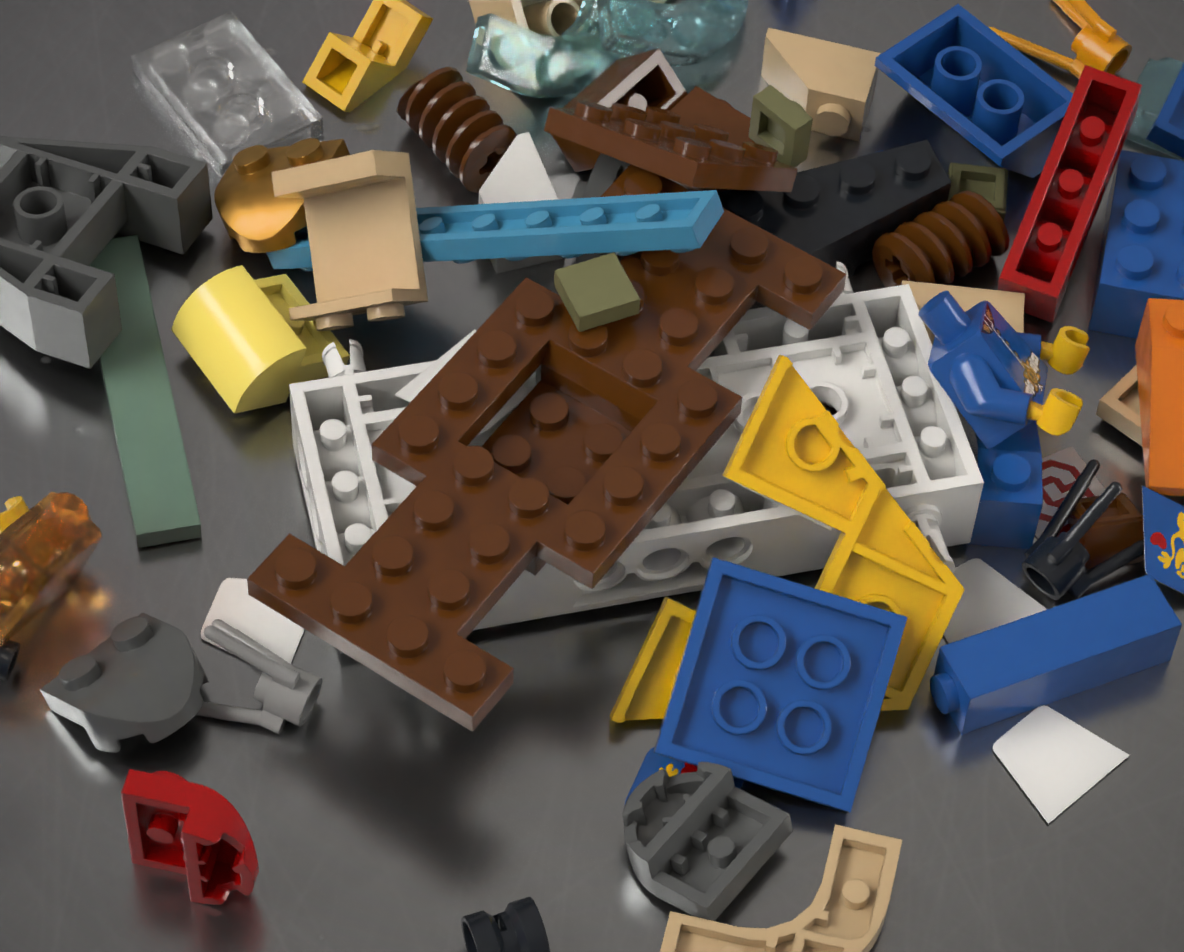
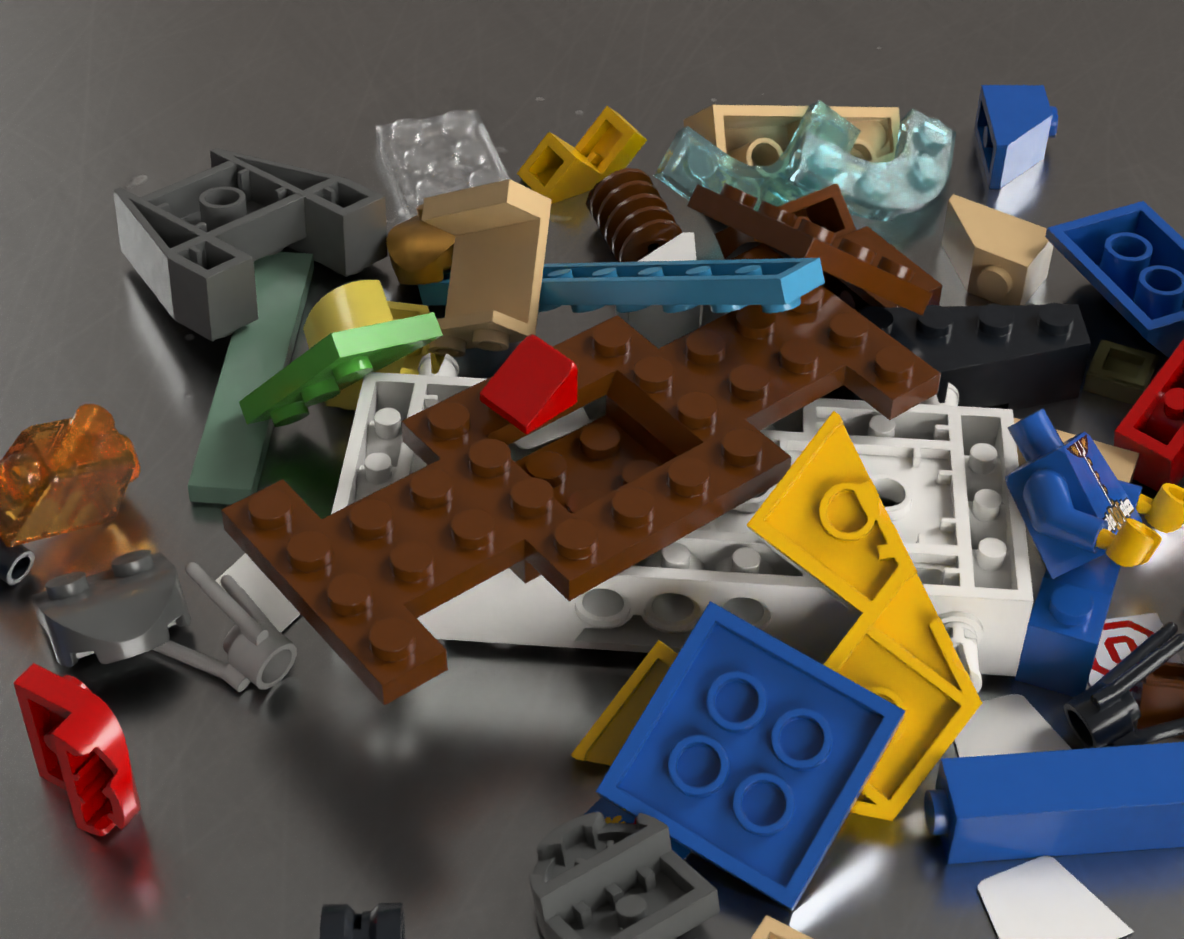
camera: 20 degrees right, 10 degrees down
(242, 395) = (334, 365): none -> bright green wing
(490, 384) = (532, 385): none -> red slope
(596, 292) = (674, 332): olive tile -> none
(780, 125) = (933, 260): olive plate -> none
(942, 242) = (1074, 396): reddish brown piece -> none

